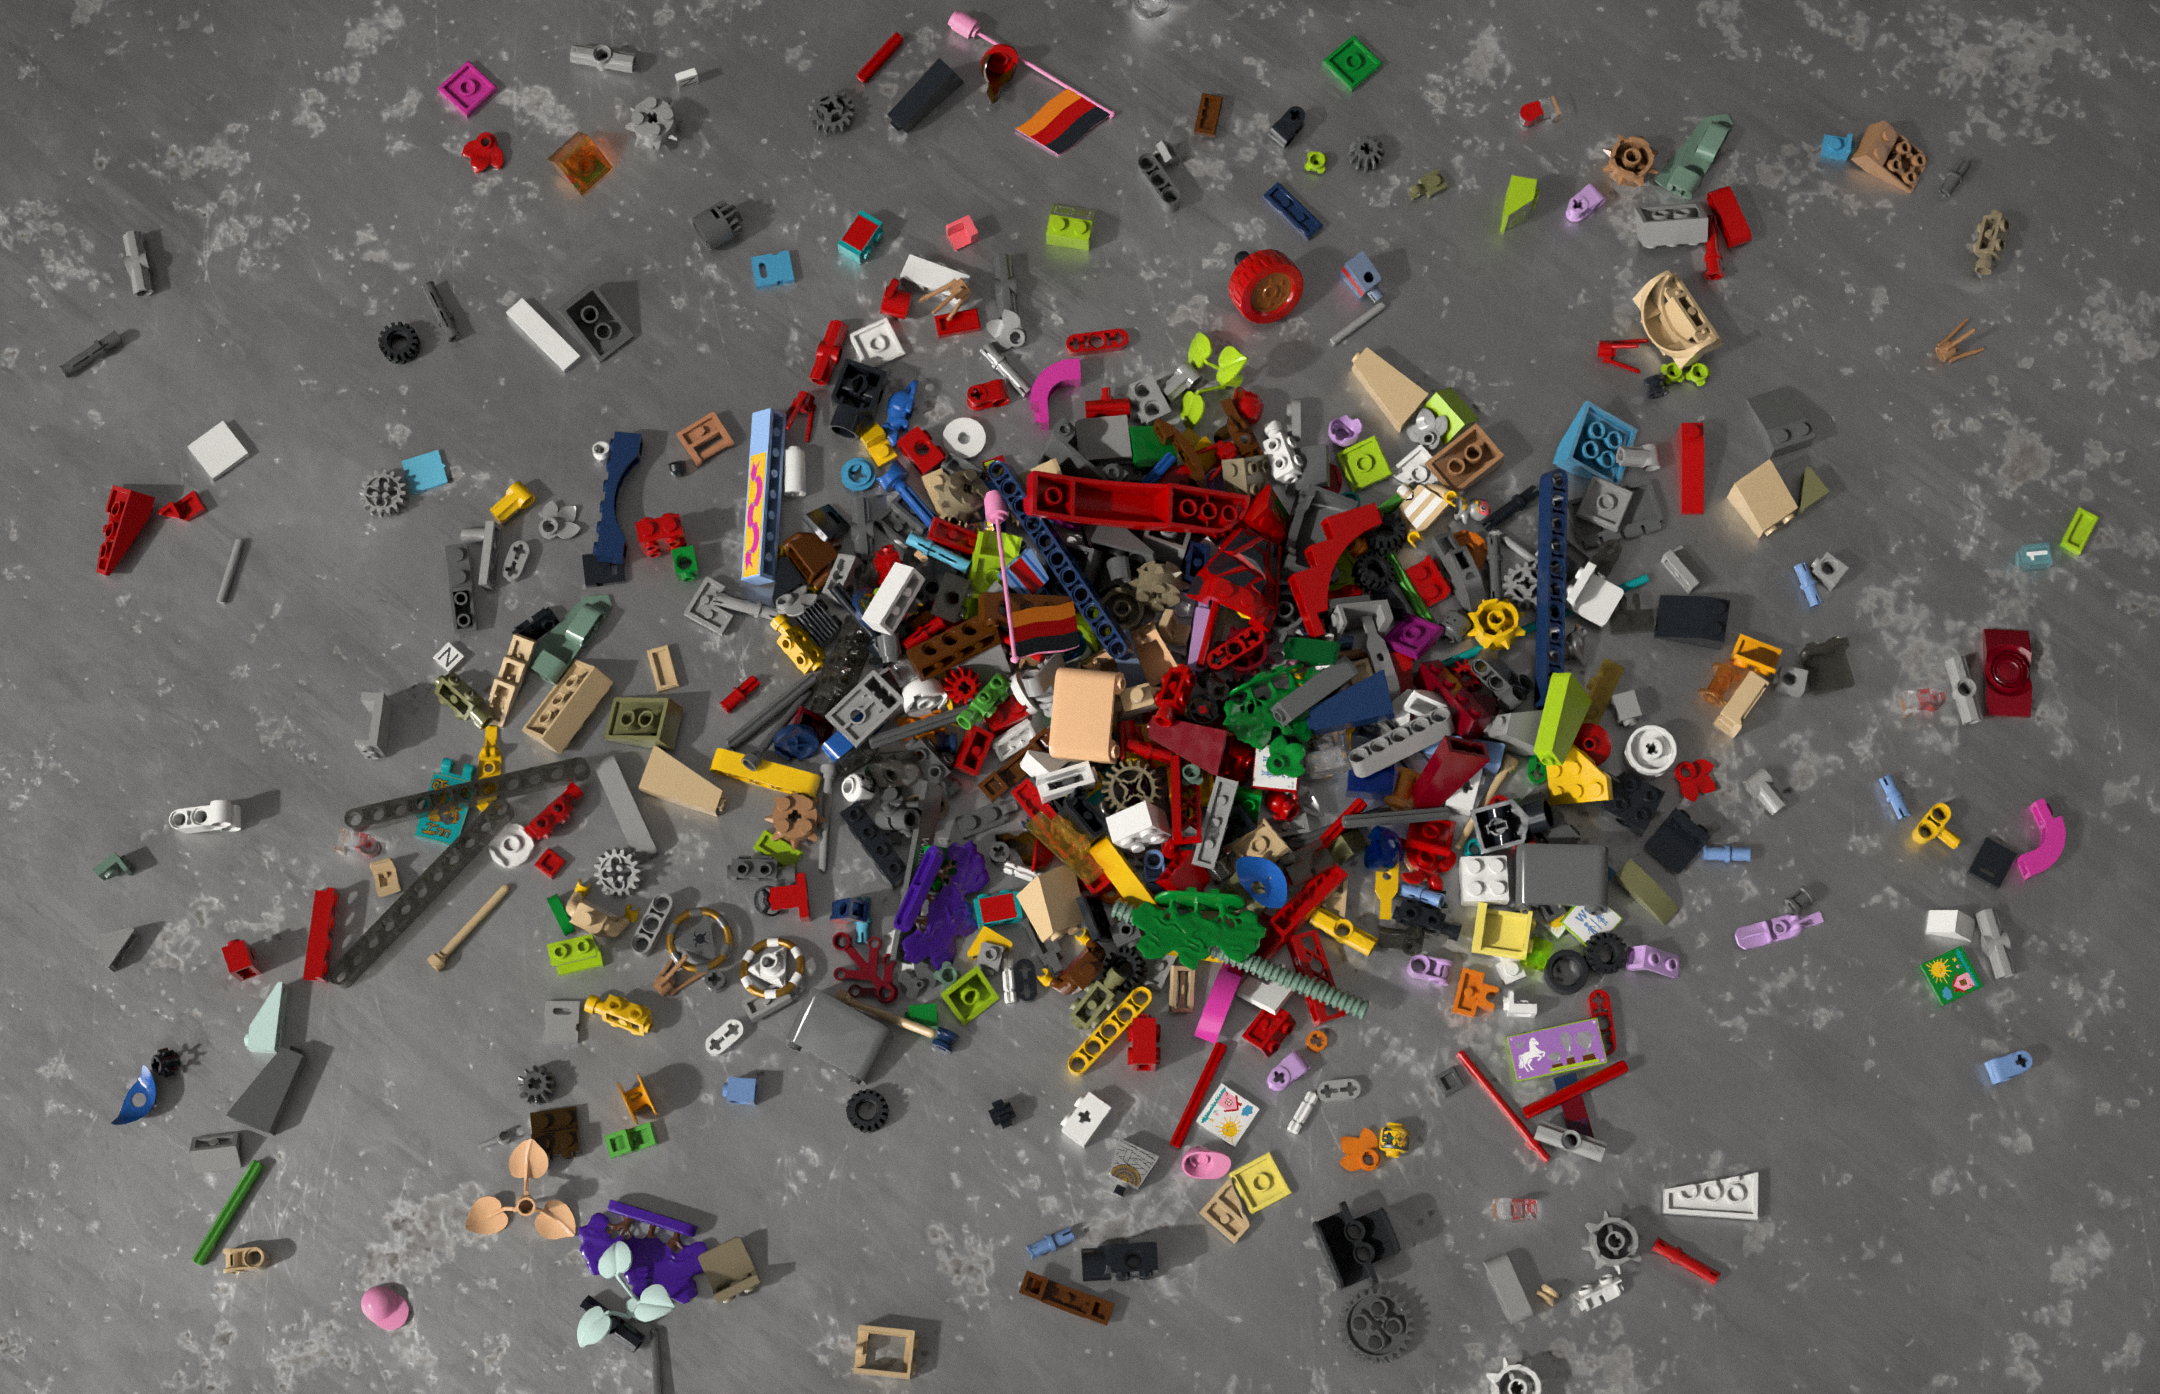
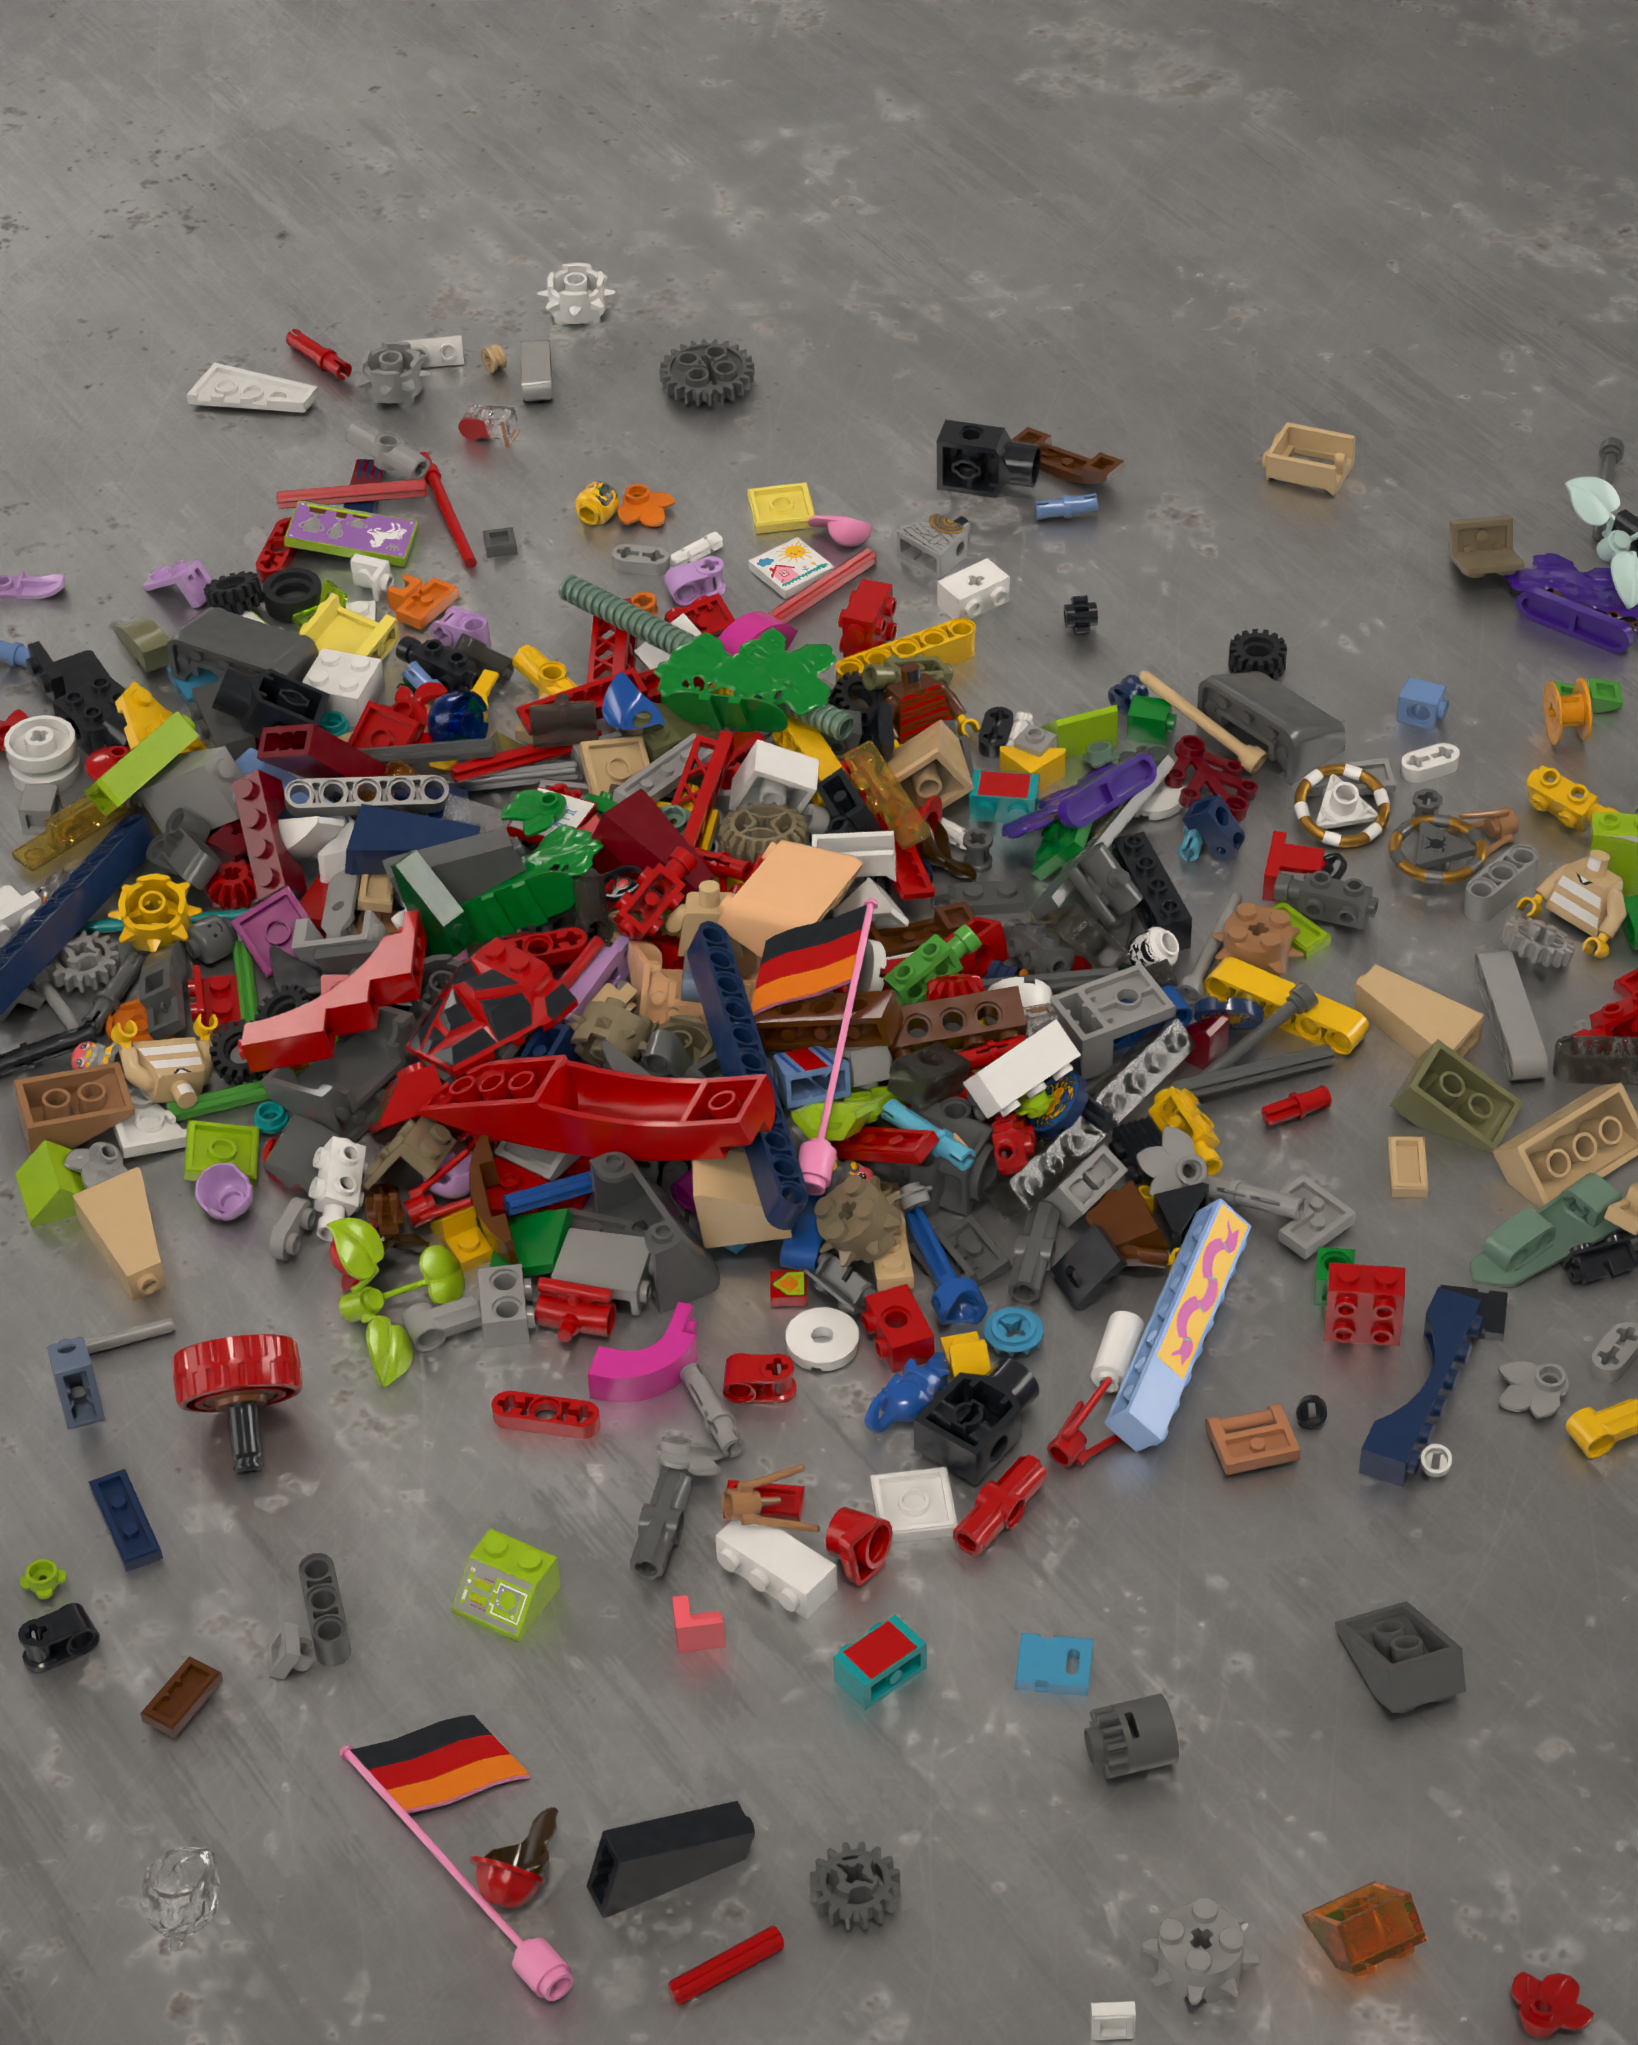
camera: 160 degrees left, 30 degrees down
(543, 335) = (1499, 1667): white tile -> none
(1226, 1213) = (837, 488): tan wing -> none
(1341, 1249) = (695, 421): black piece -> none

